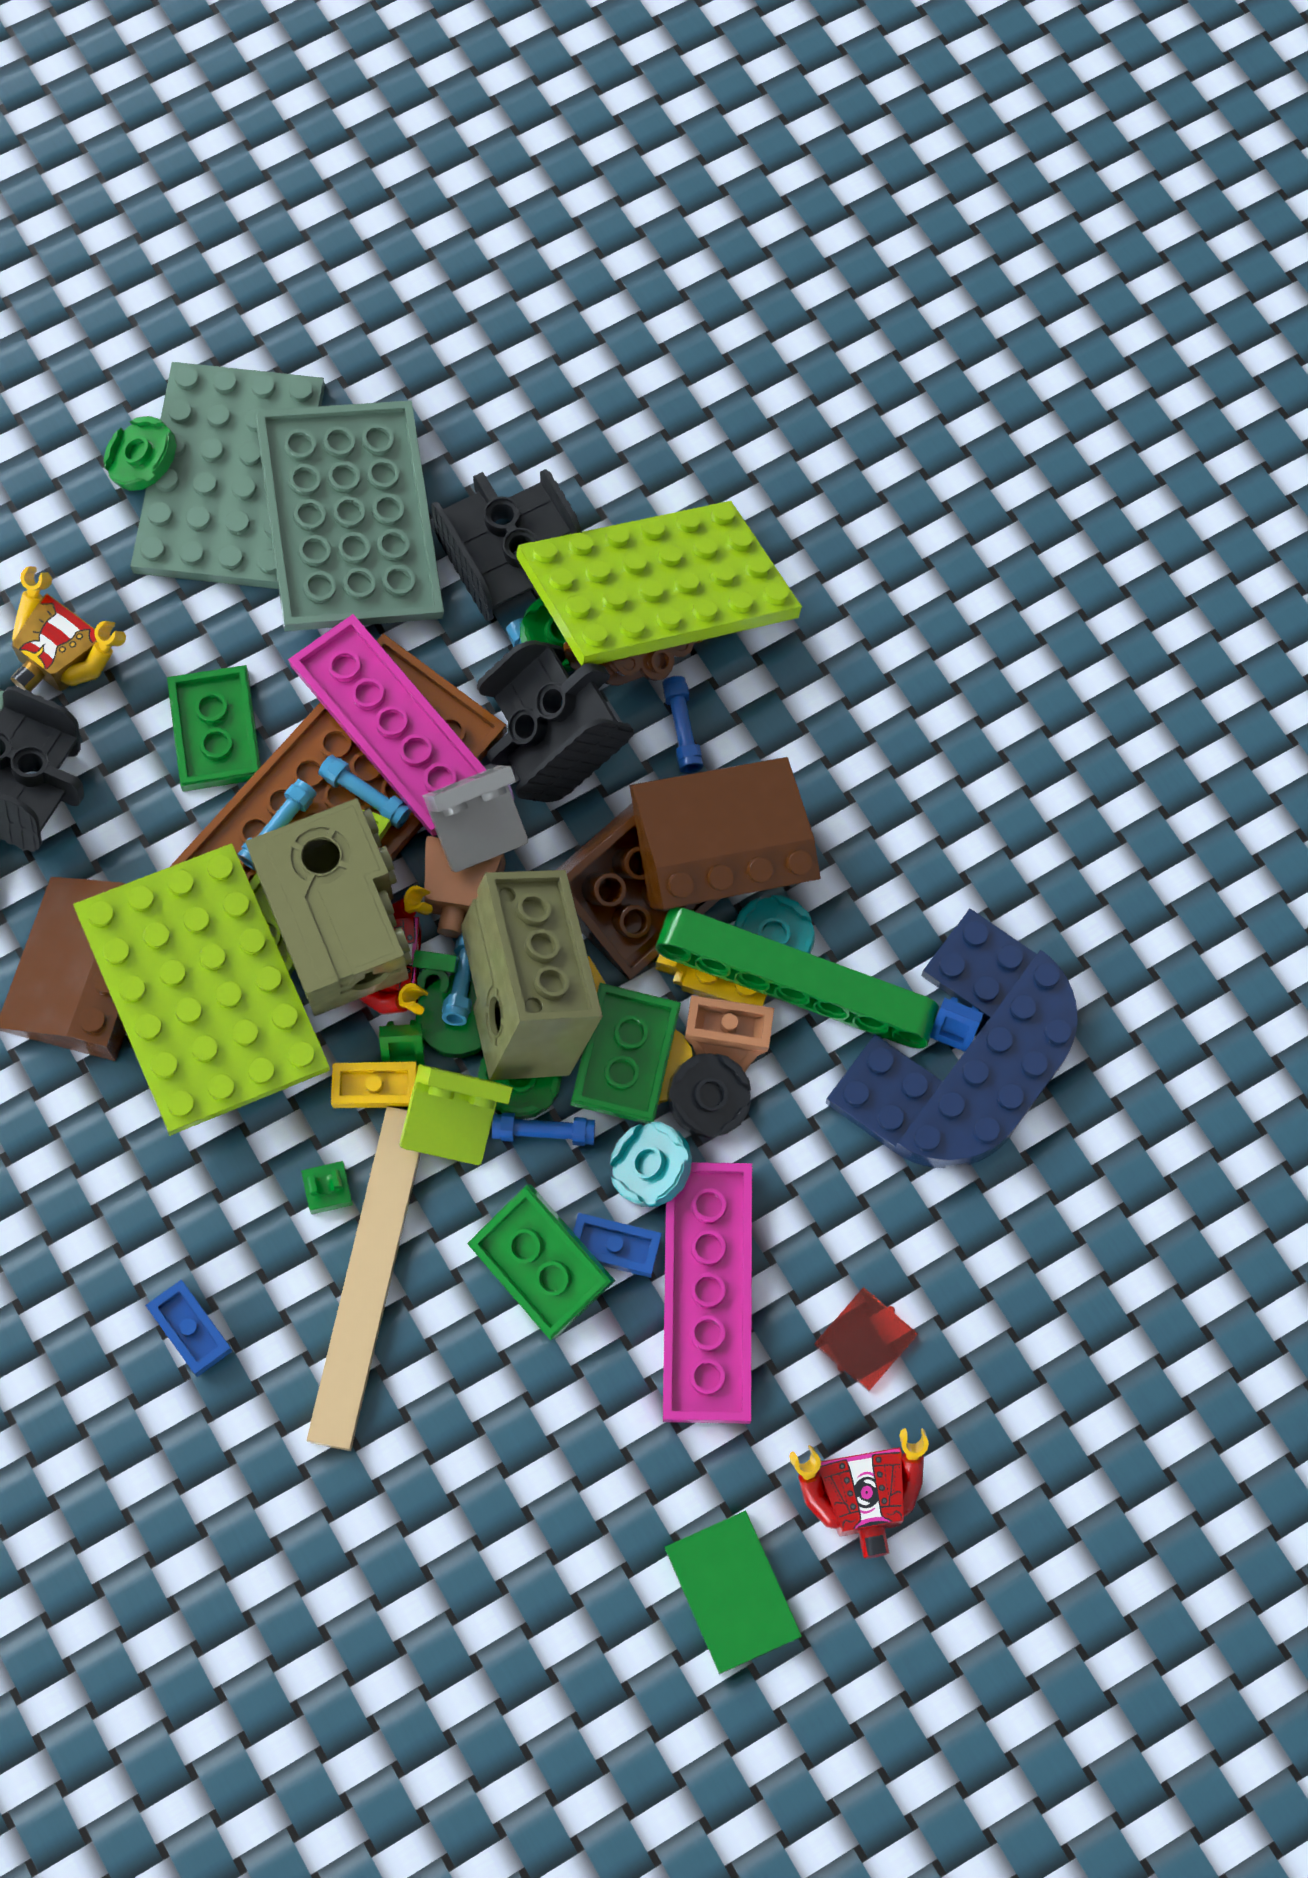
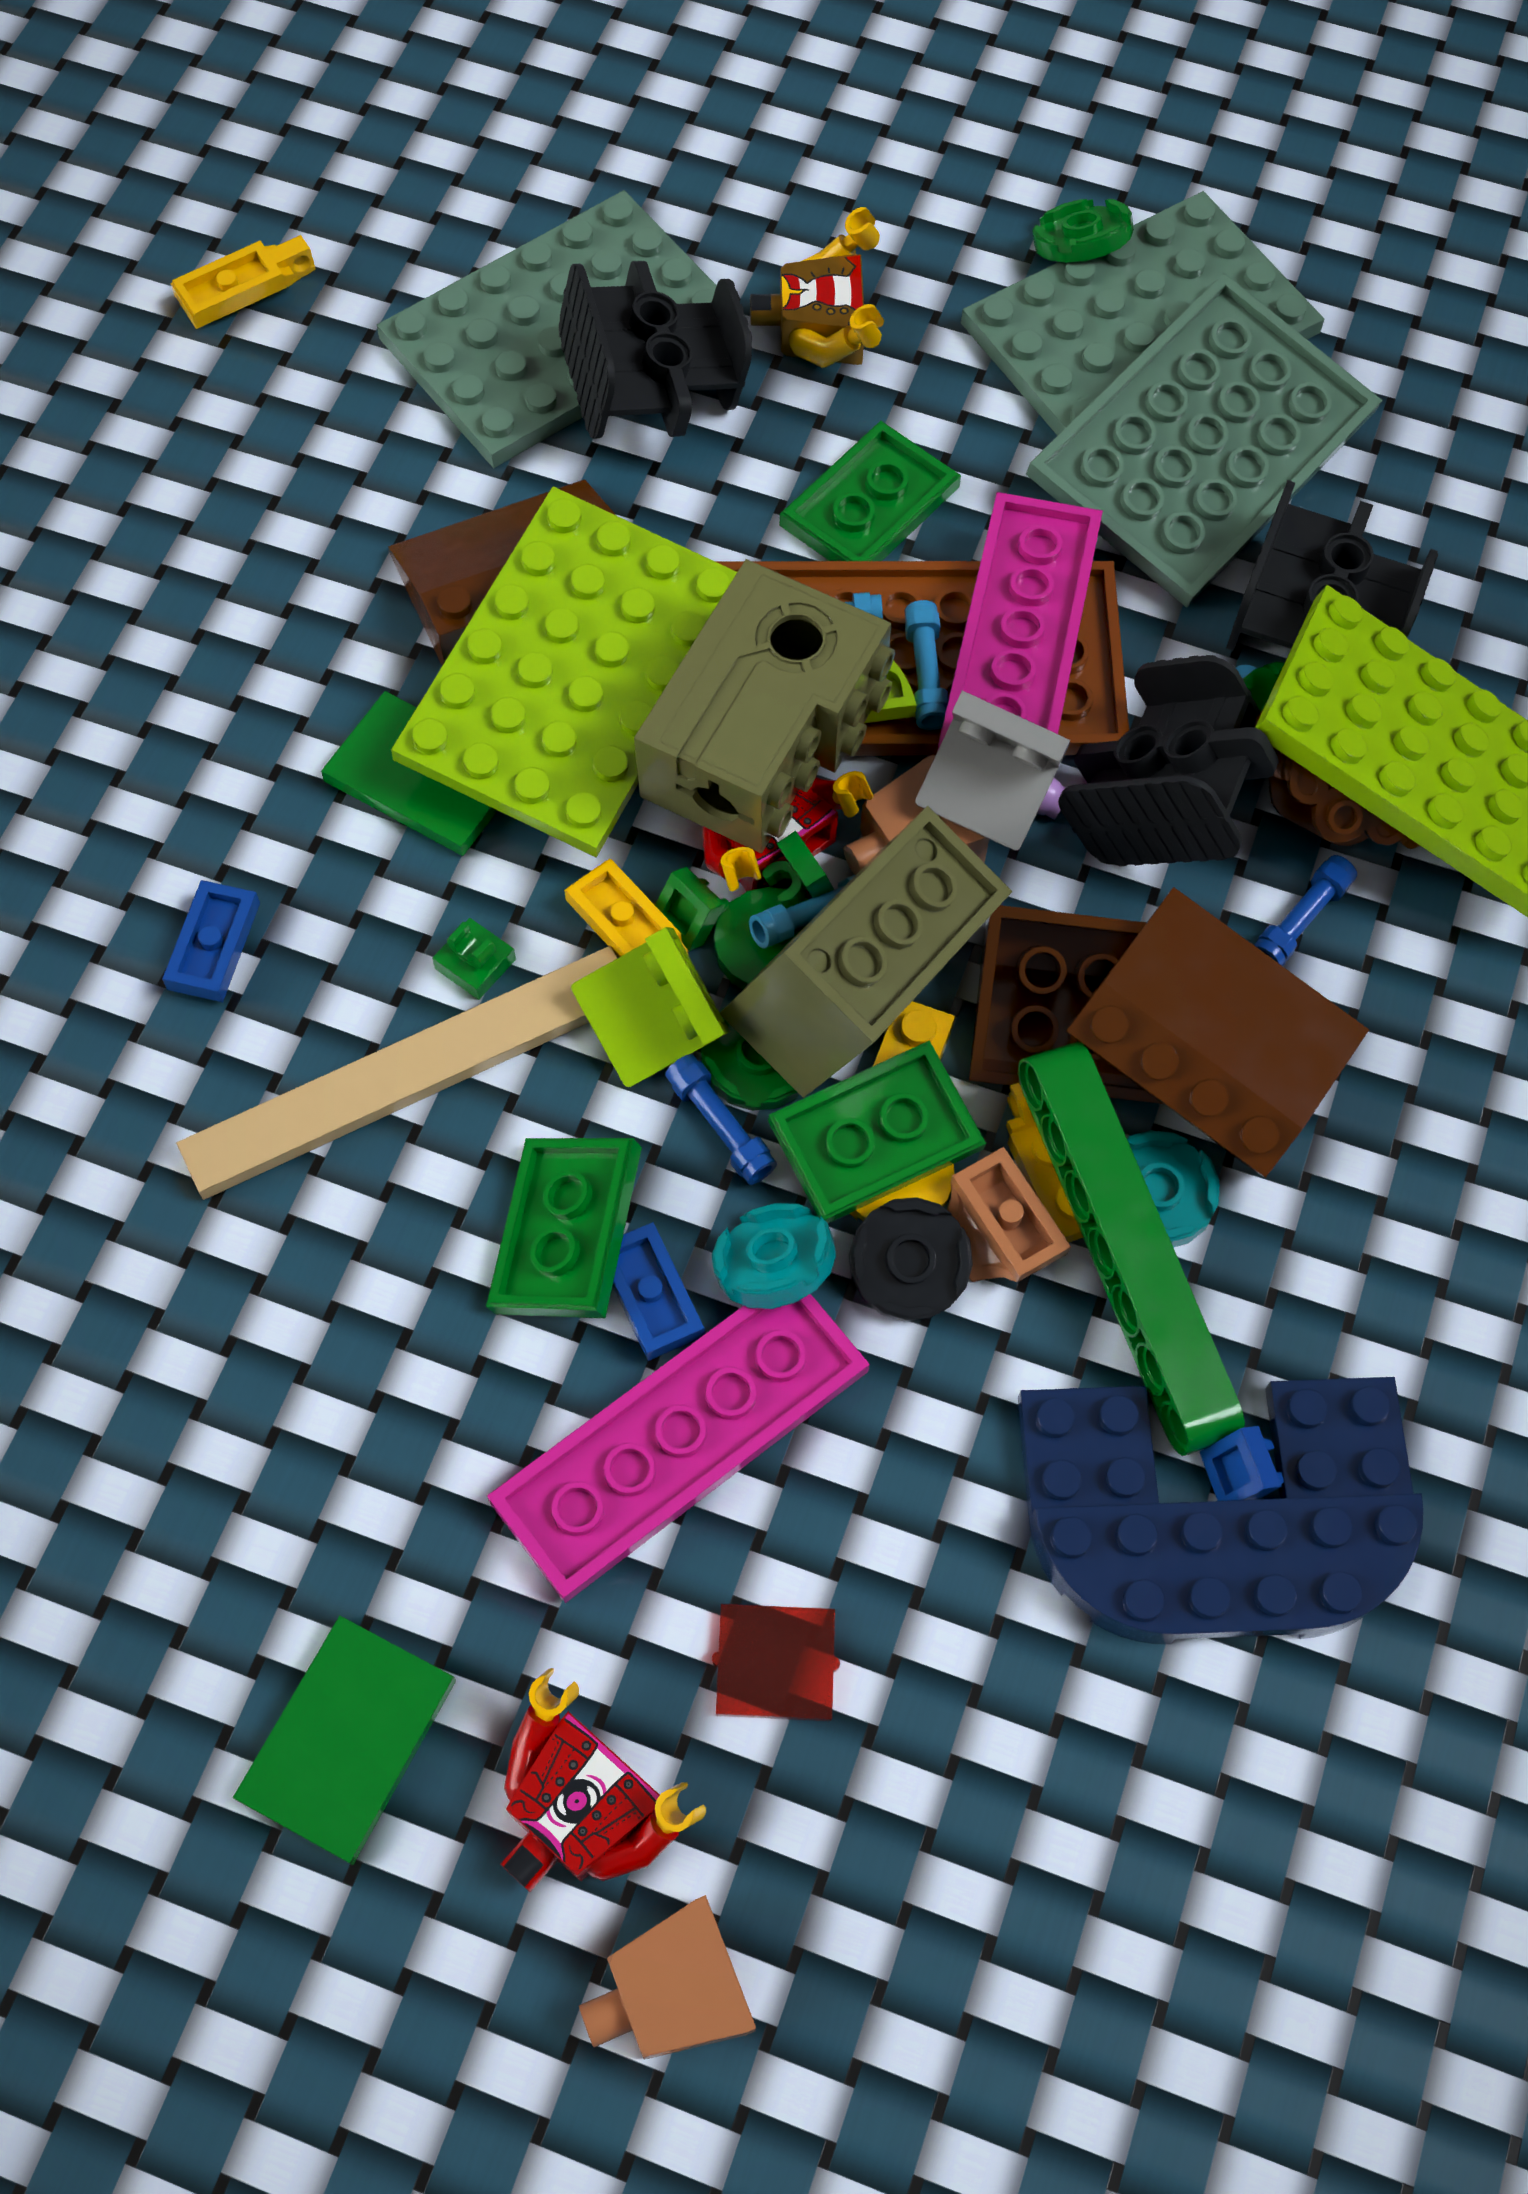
camera: 50 degrees right, 5 degrees down
(148, 1149) = (368, 773): none -> green tile
(991, 1516) = (672, 1988): none -> nougat torso

